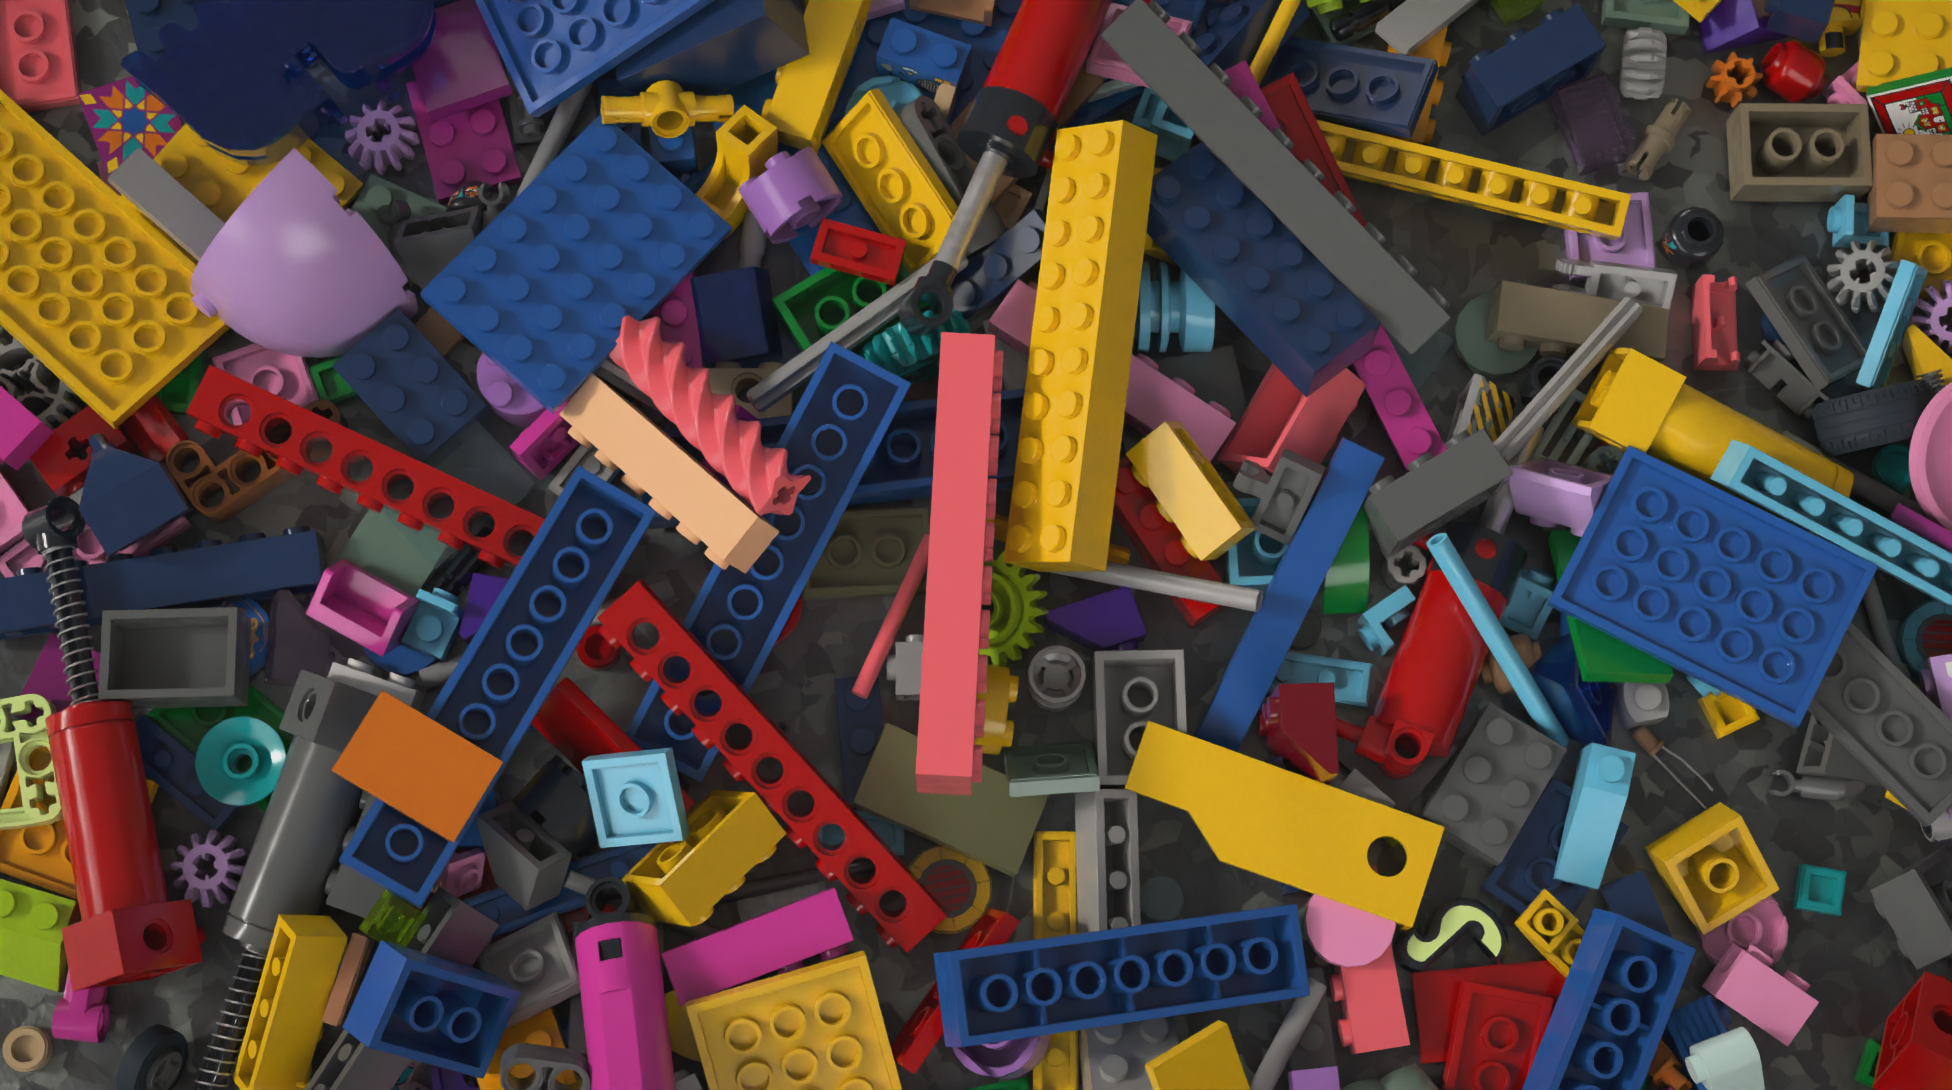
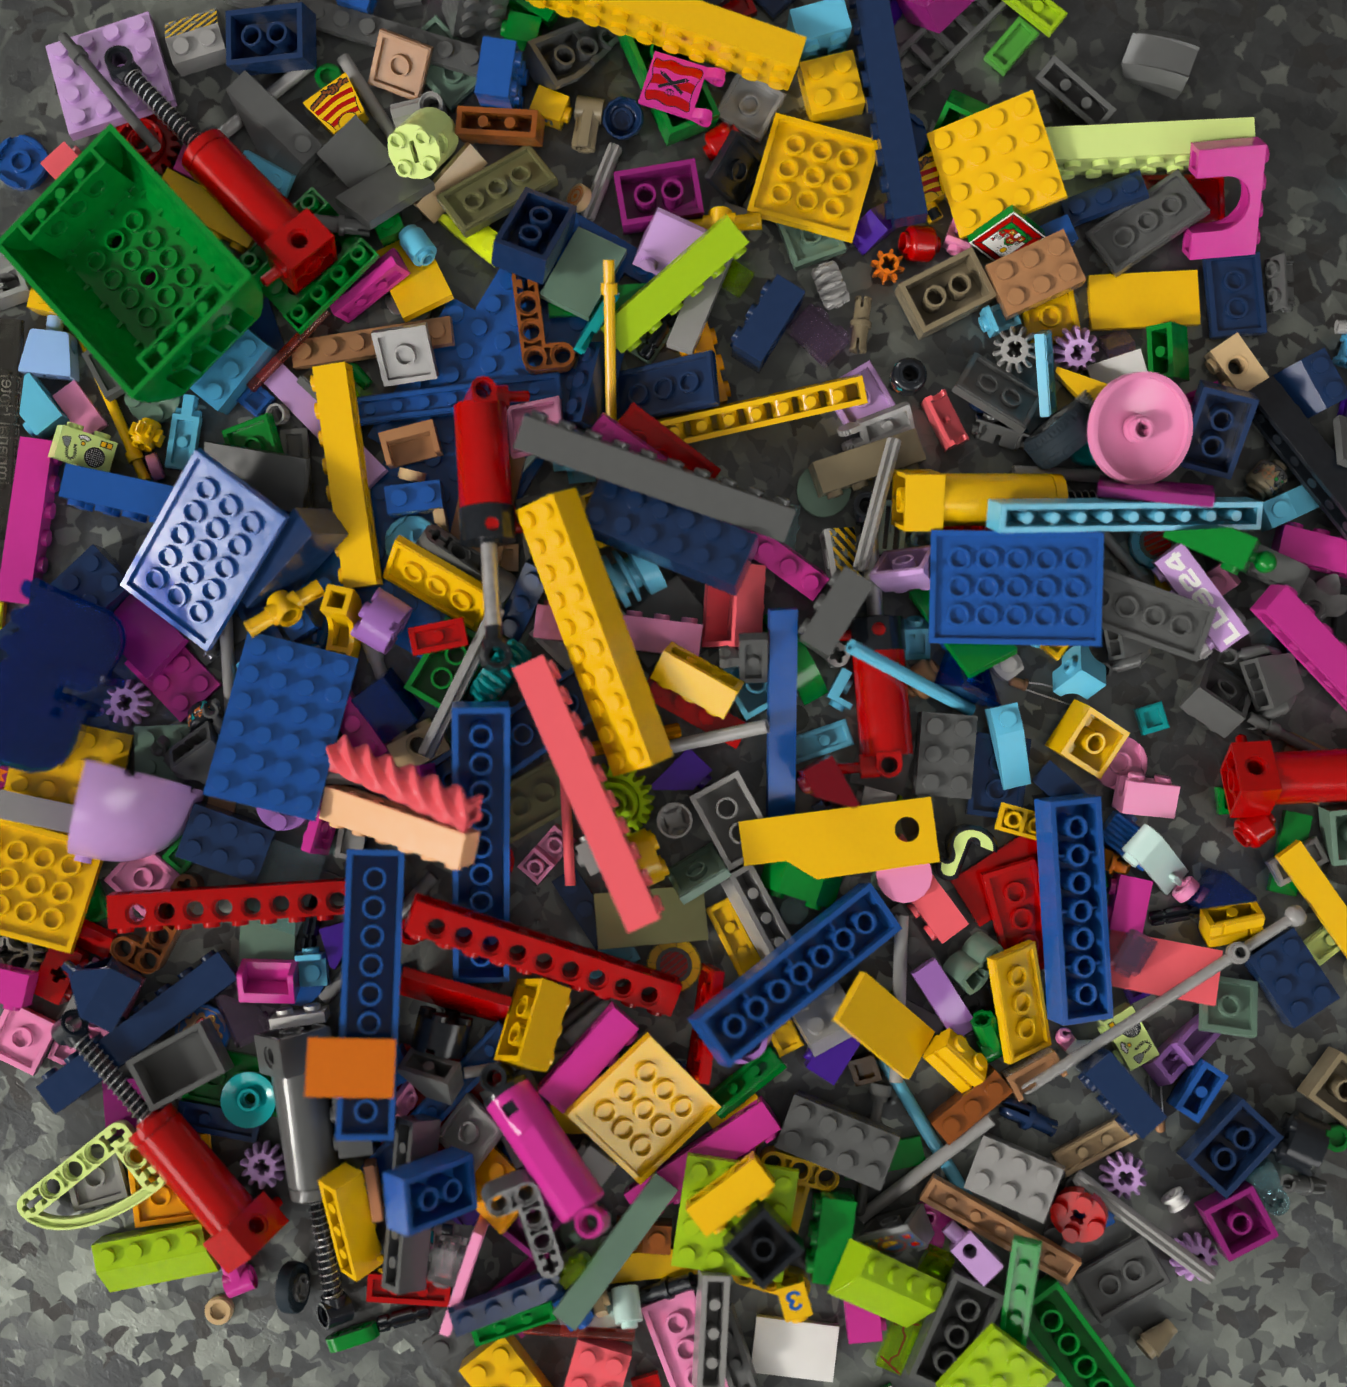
camera: 25 degrees left, 10 degrees up
(392, 920) = (382, 1153): clear neon green plate -> none
(636, 798) = (478, 1014): medium azure plate -> none
(843, 638) = (544, 855): none -> bright pink slope
(931, 21) = (411, 475): none -> tan tile
(1176, 844) = (786, 879): none -> green brick
(1744, 767) = (1079, 673): none -> medium azure brick

